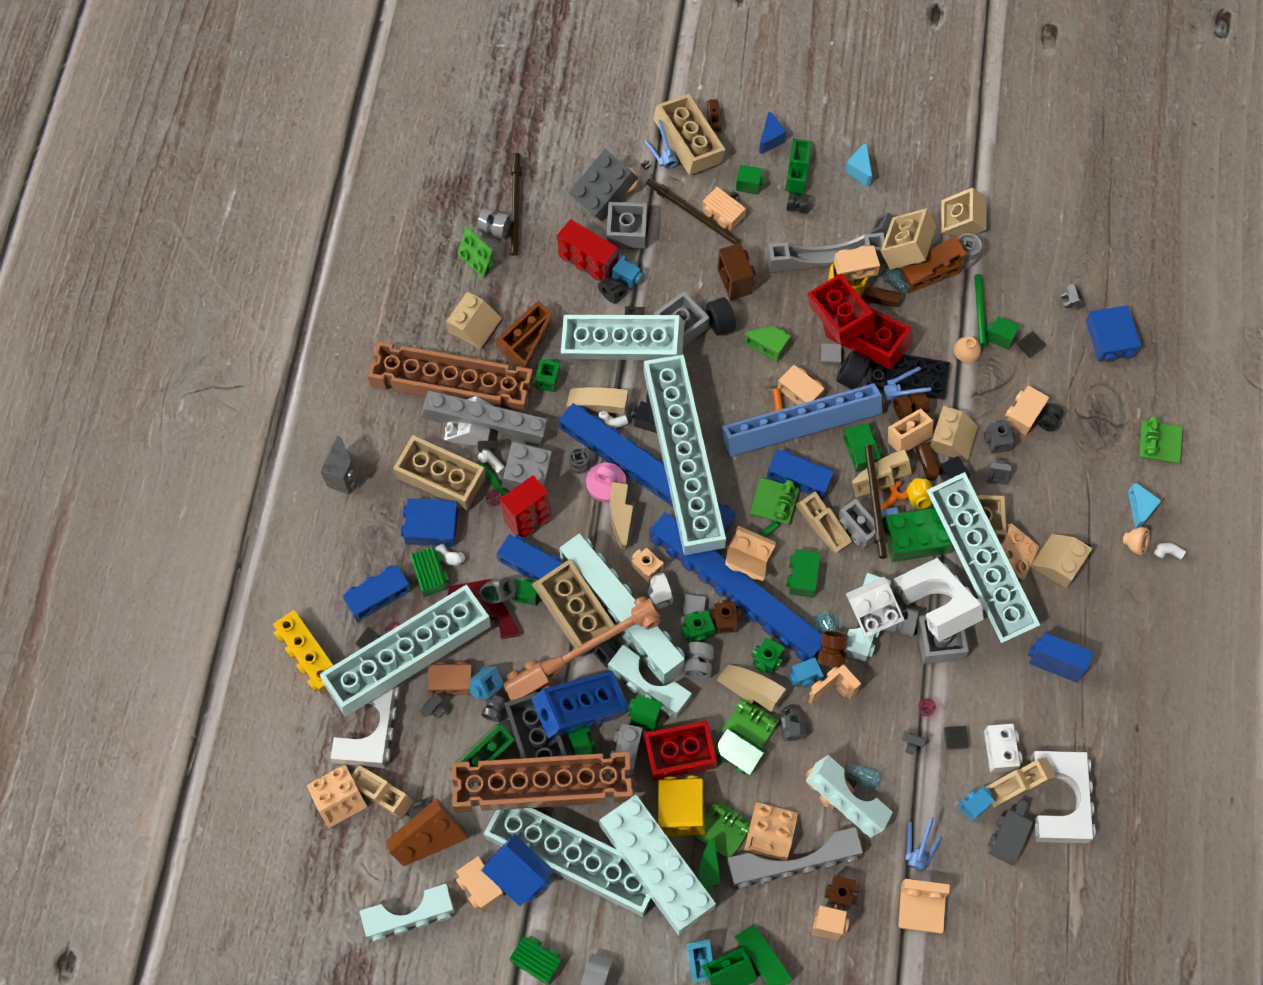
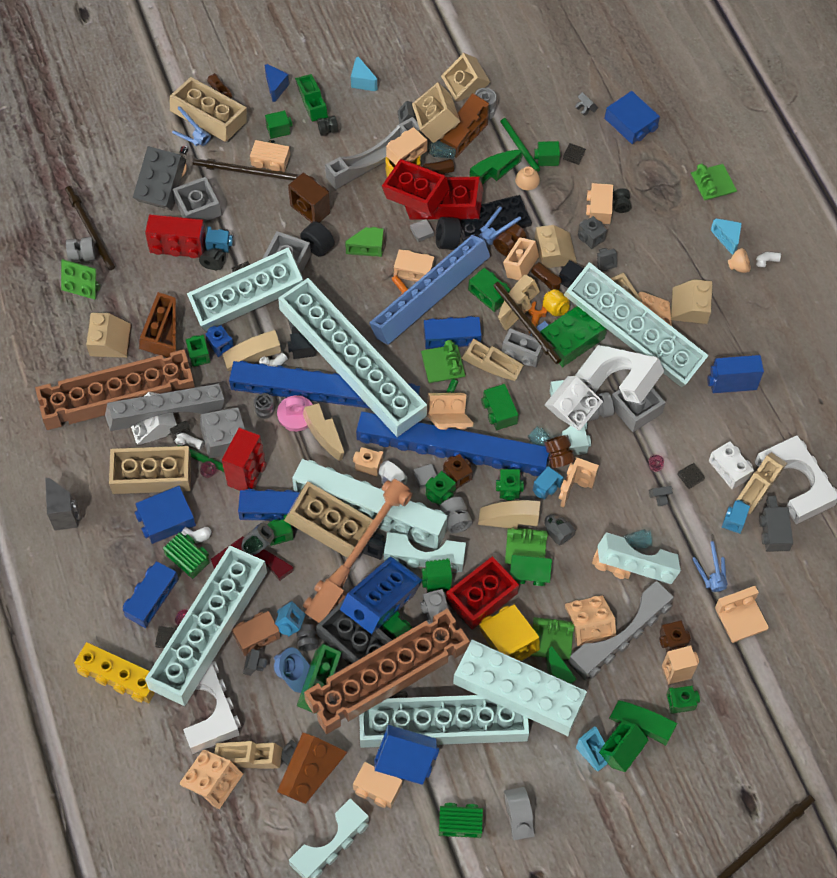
camera: 30 degrees left, 5 degrees down
(463, 731) = (292, 668): none -> medium blue piece
(573, 374) = (218, 340): none -> blue brick
(806, 957) = (678, 704): none -> green brick
(940, 321) = (496, 165): none -> green slope

